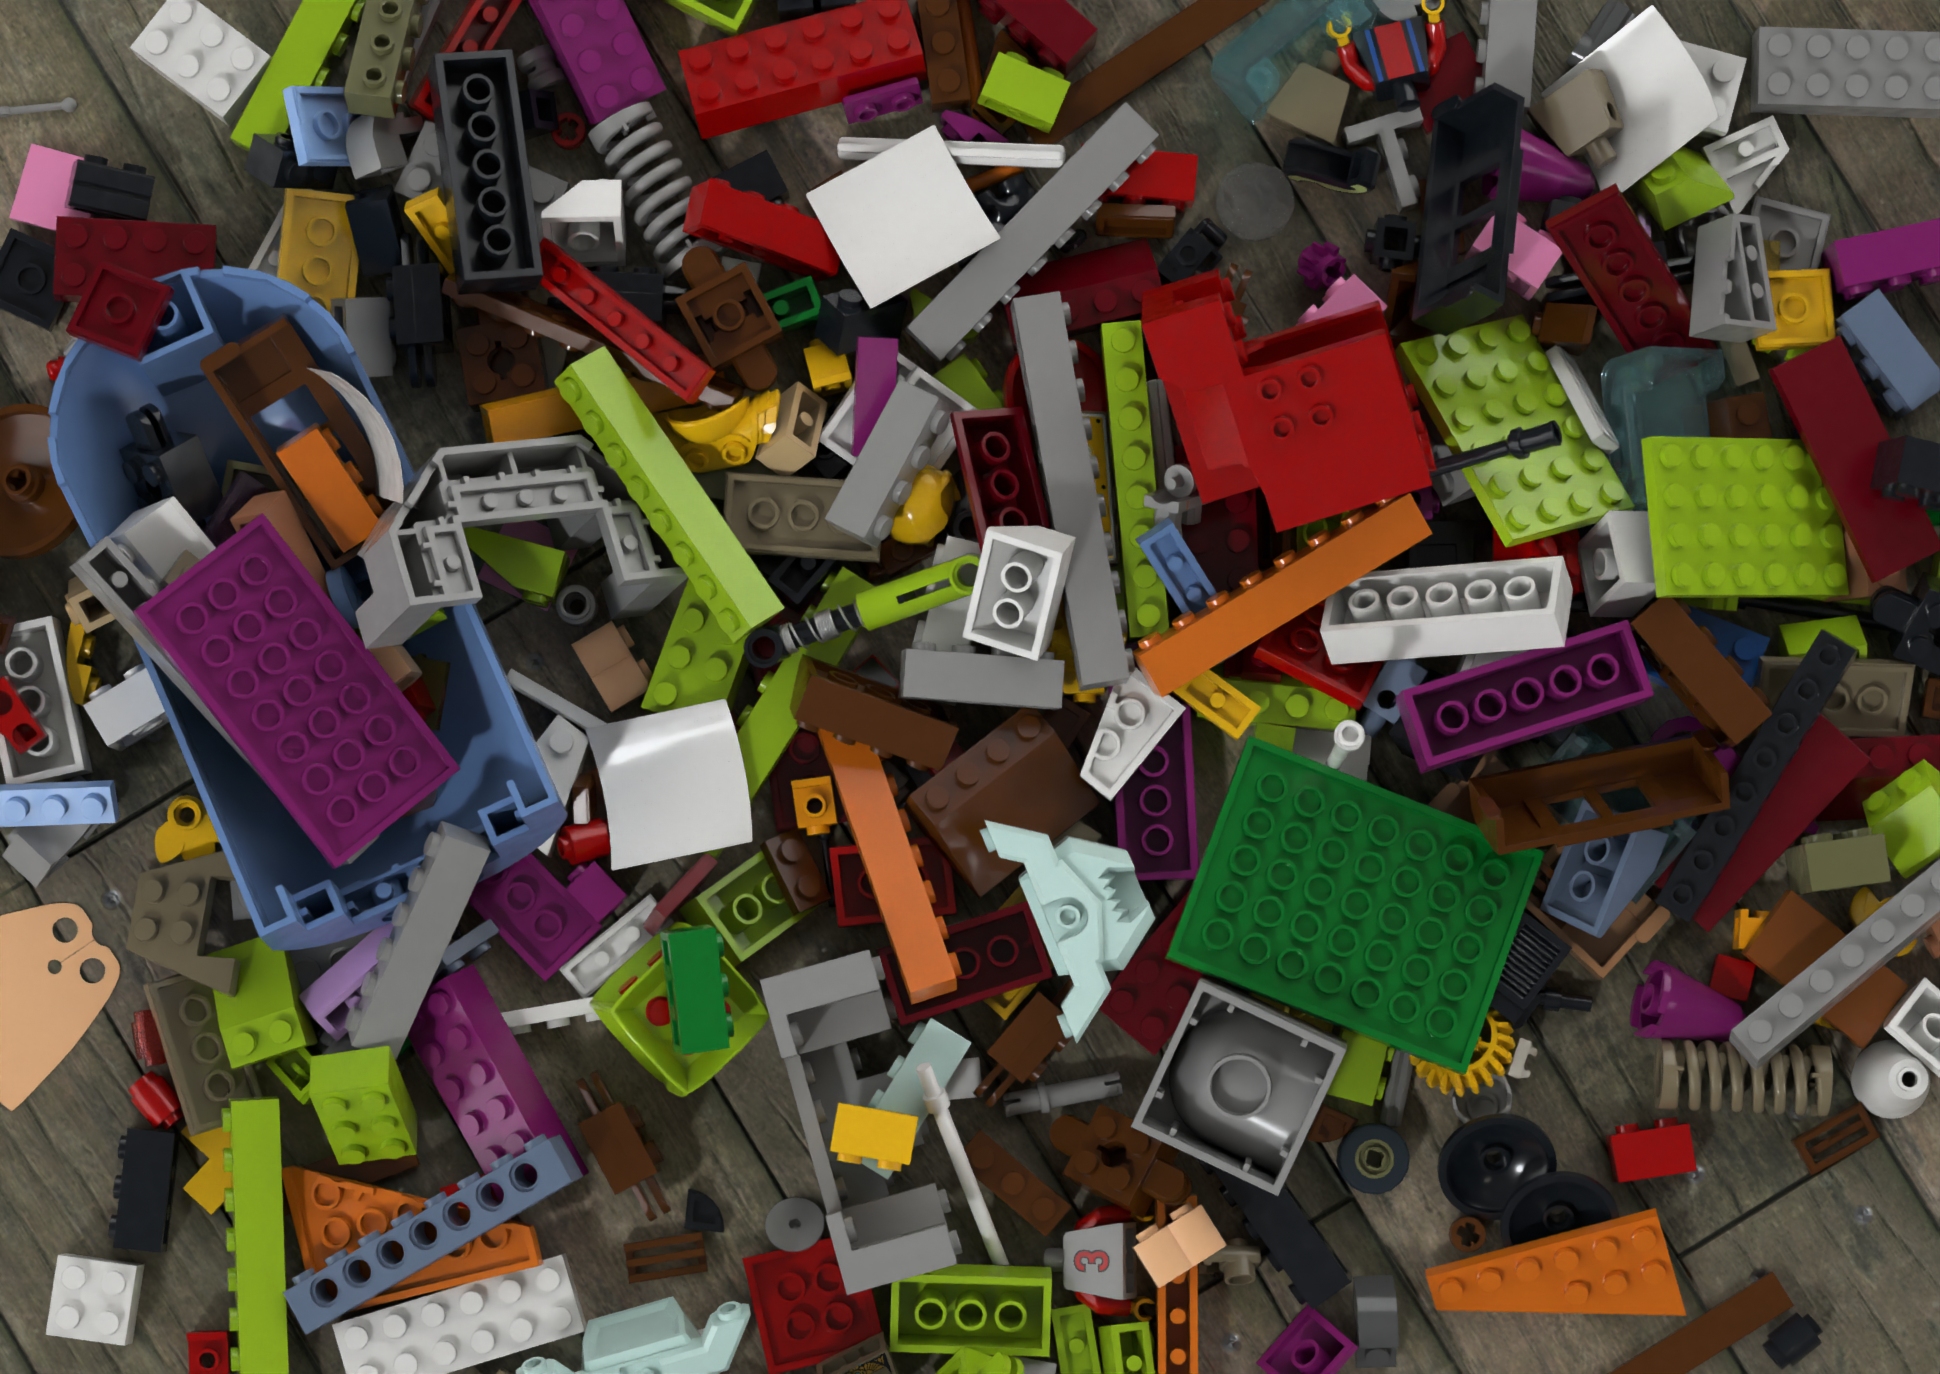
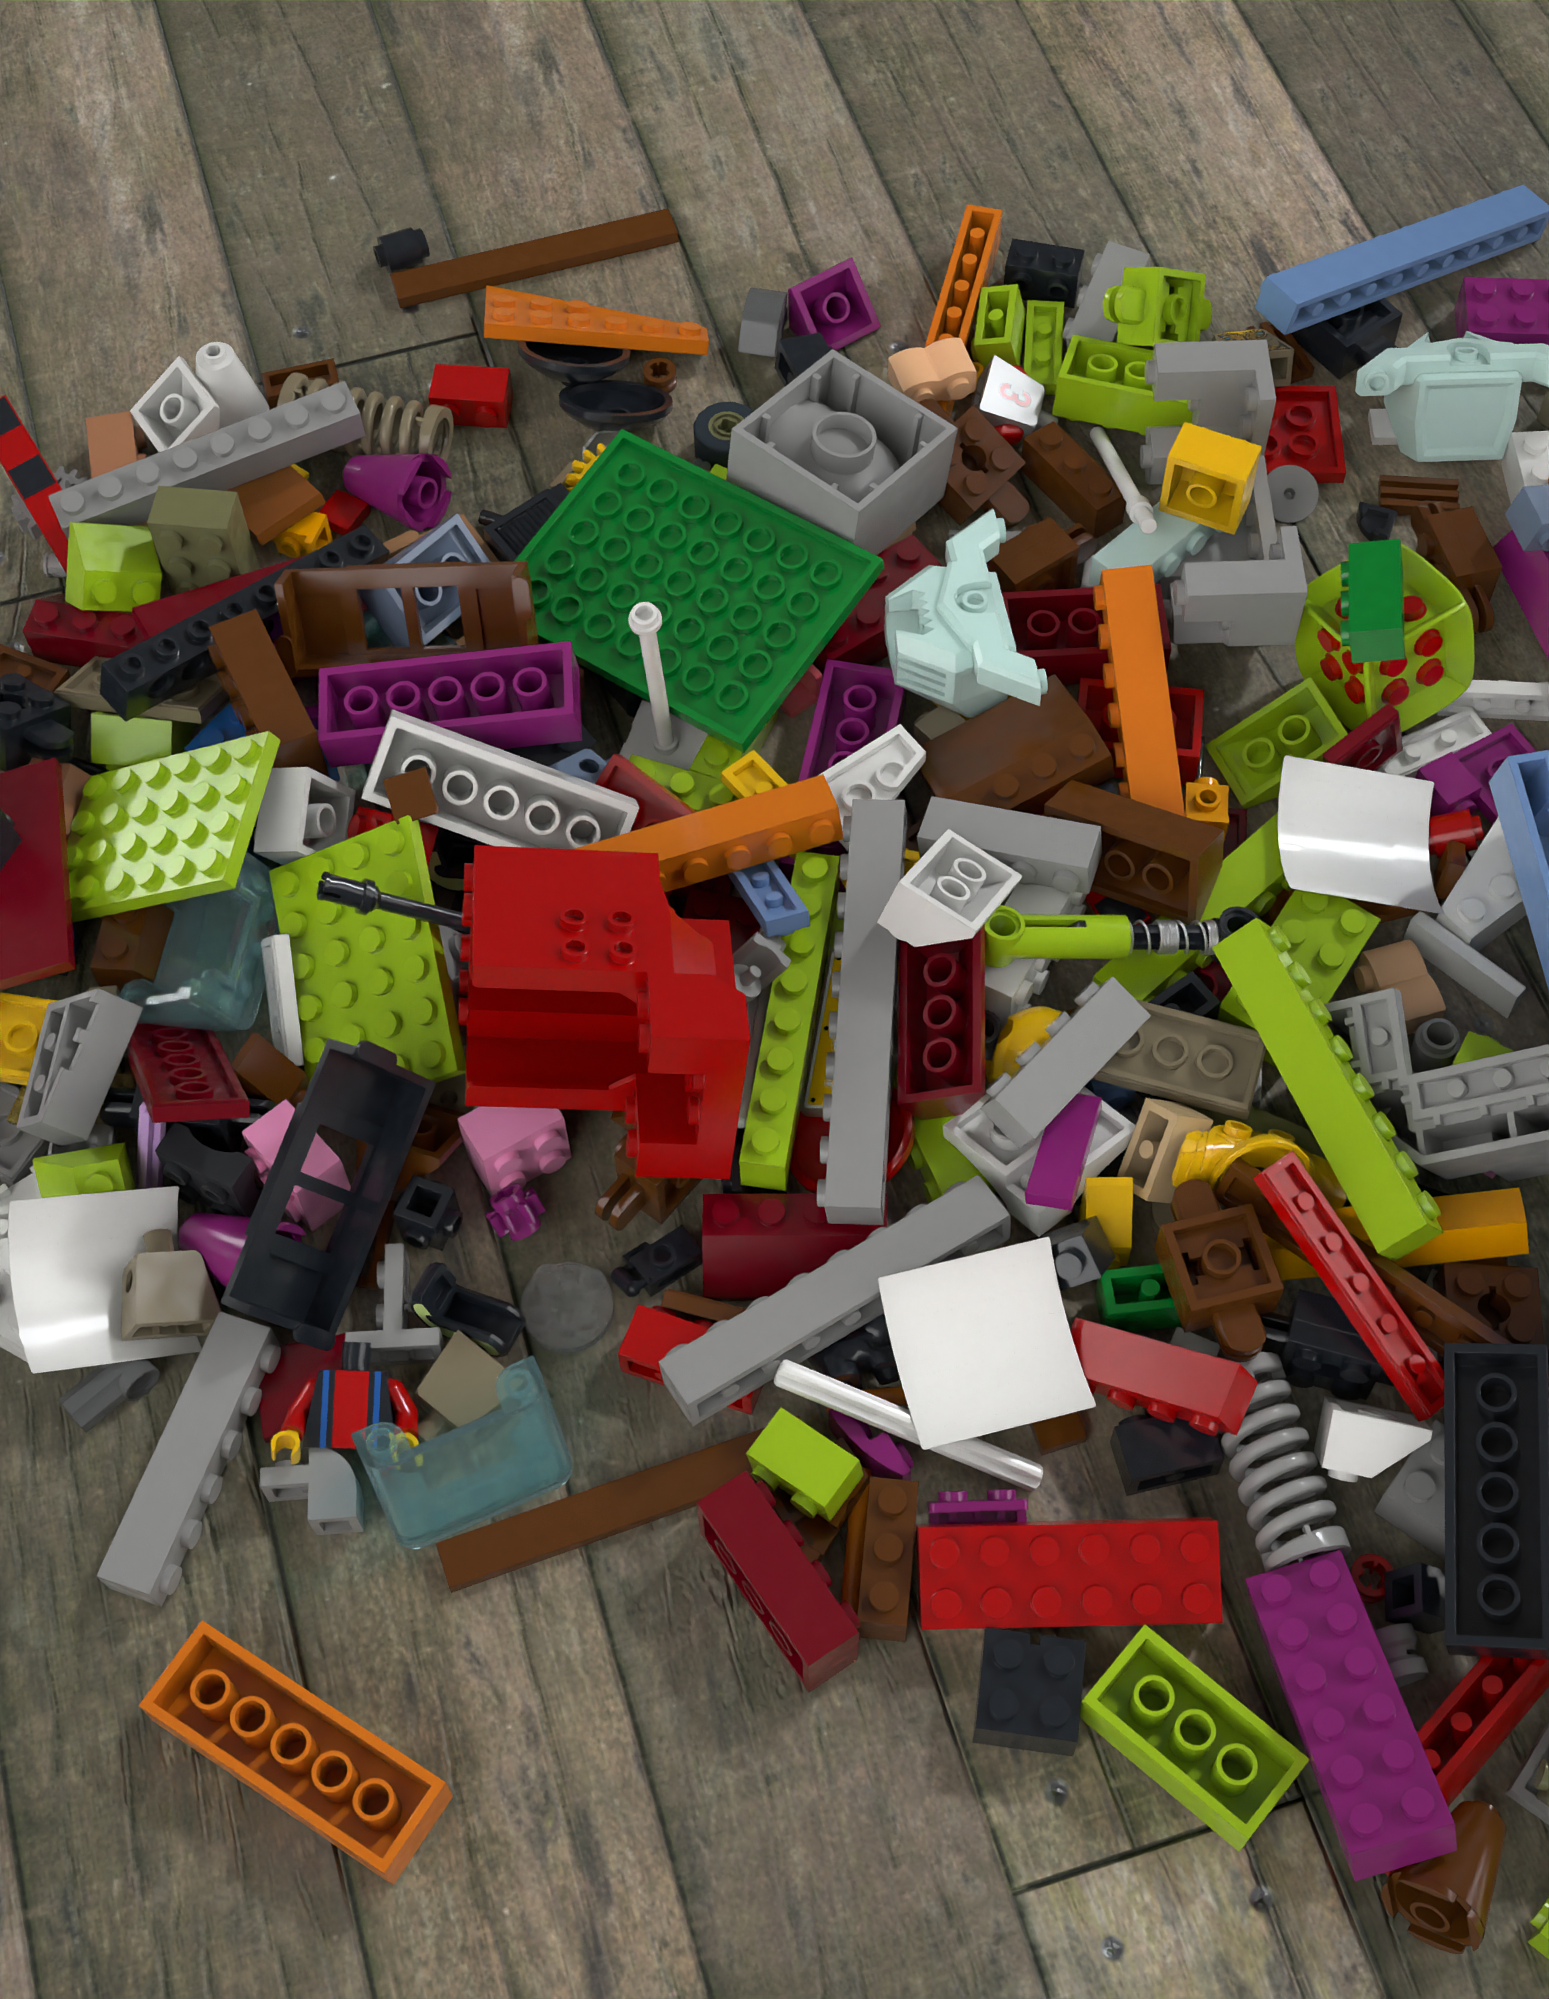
camera: 160 degrees left, 25 degrees down
(795, 871) = (1236, 763): reddish brown plate -> none
(1516, 562) = (411, 795): none -> reddish brown slope

